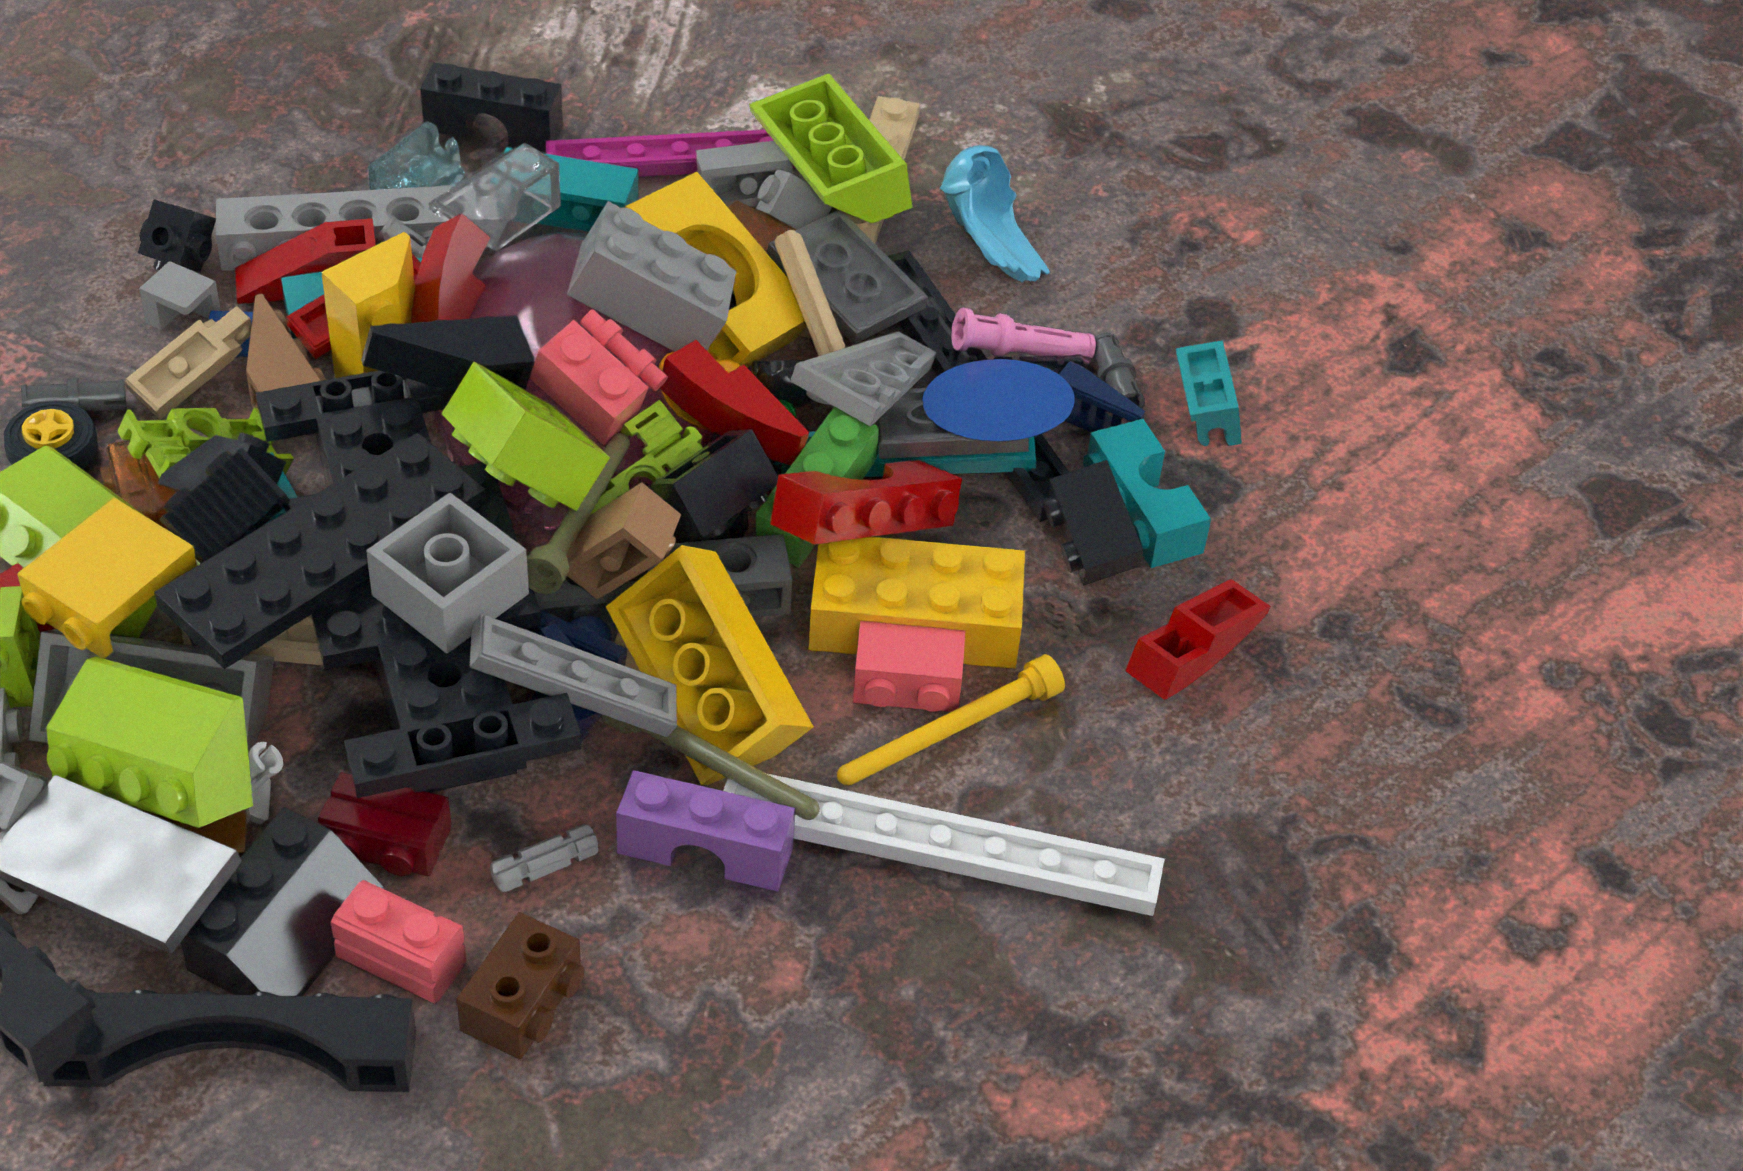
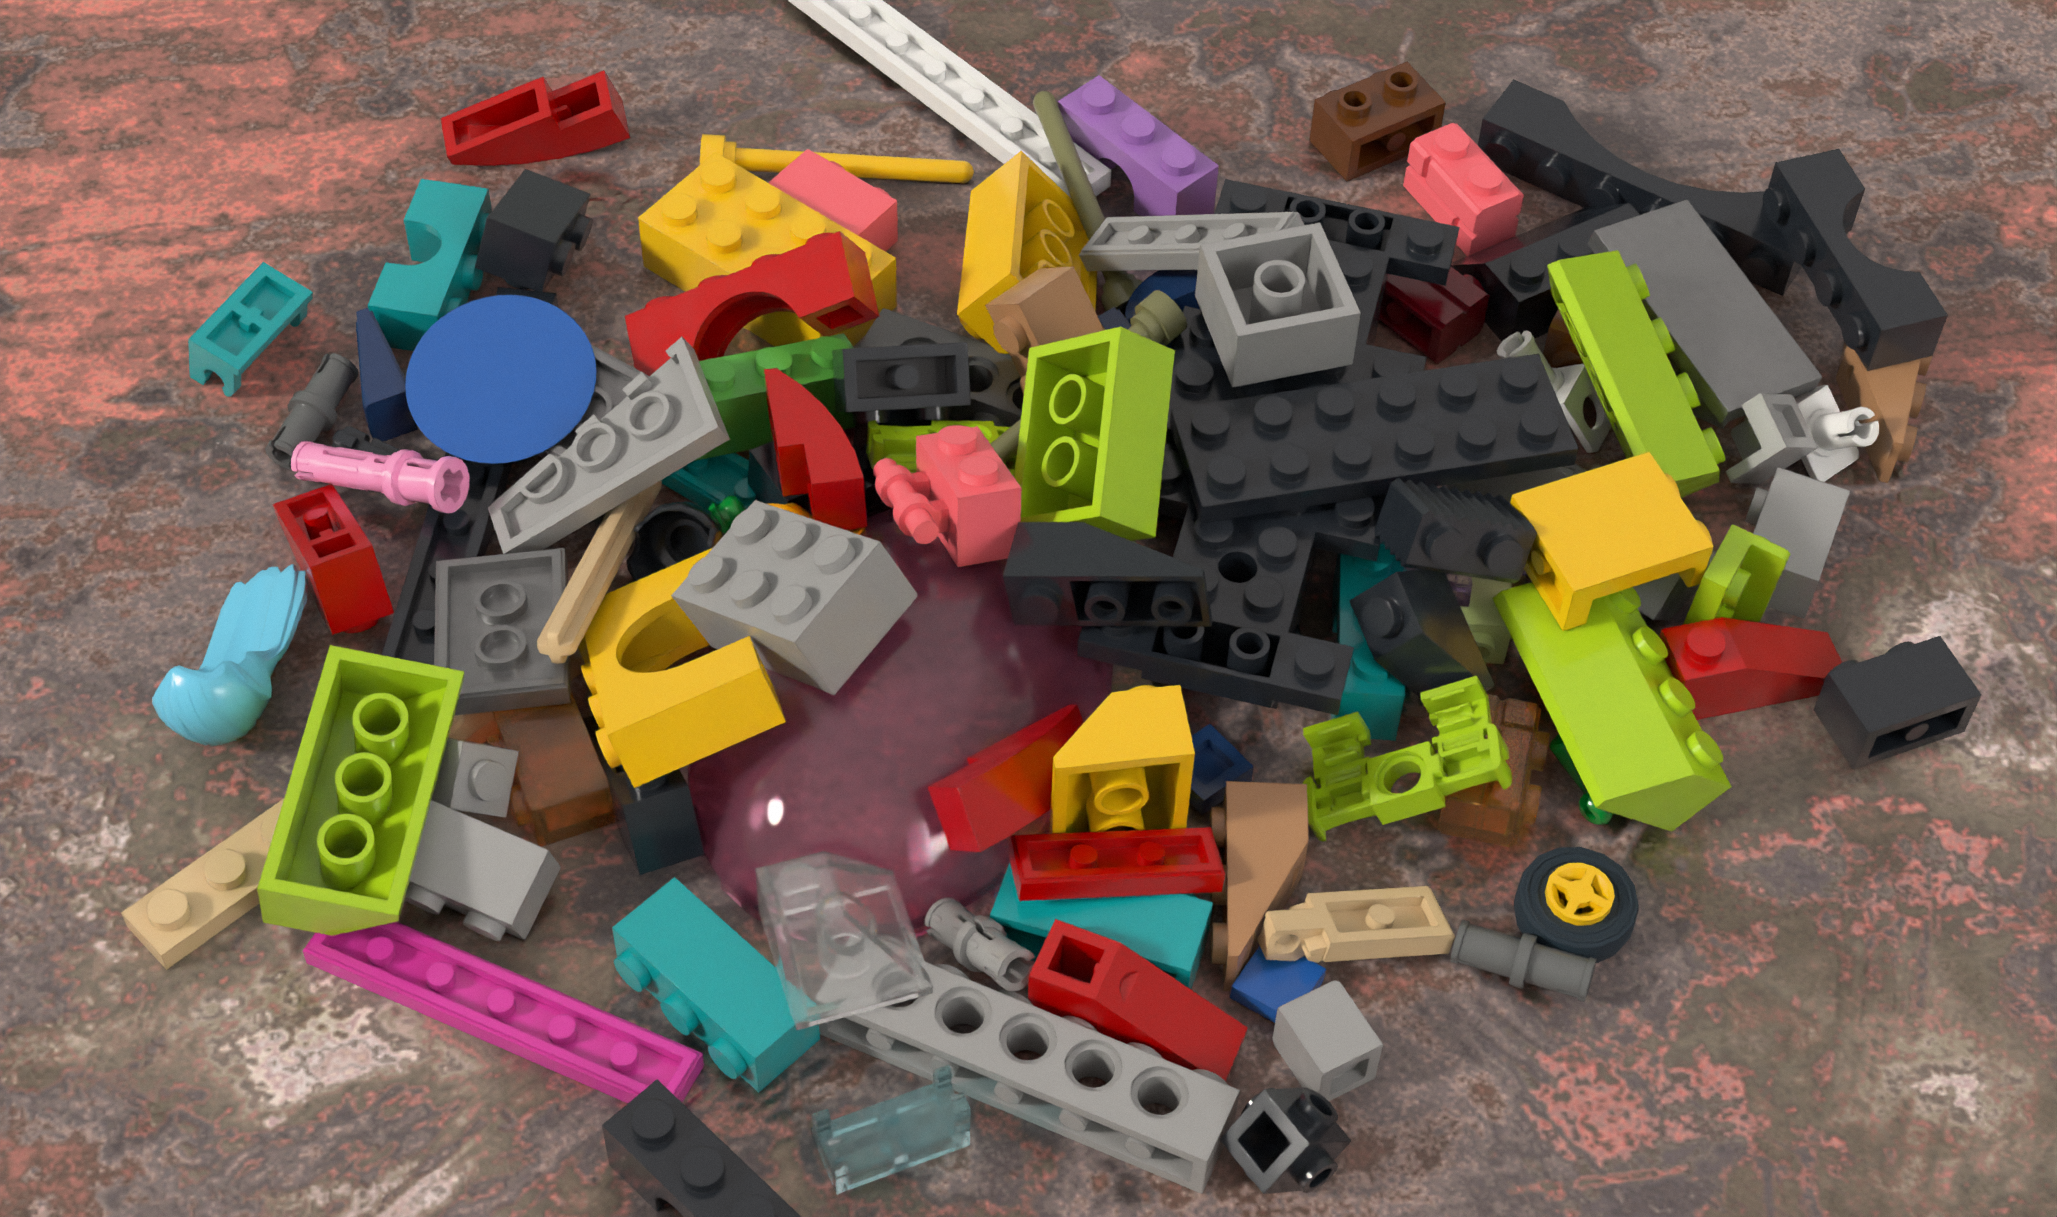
camera: 145 degrees left, 5 degrees up
(993, 283) = (336, 559): none -> red slope

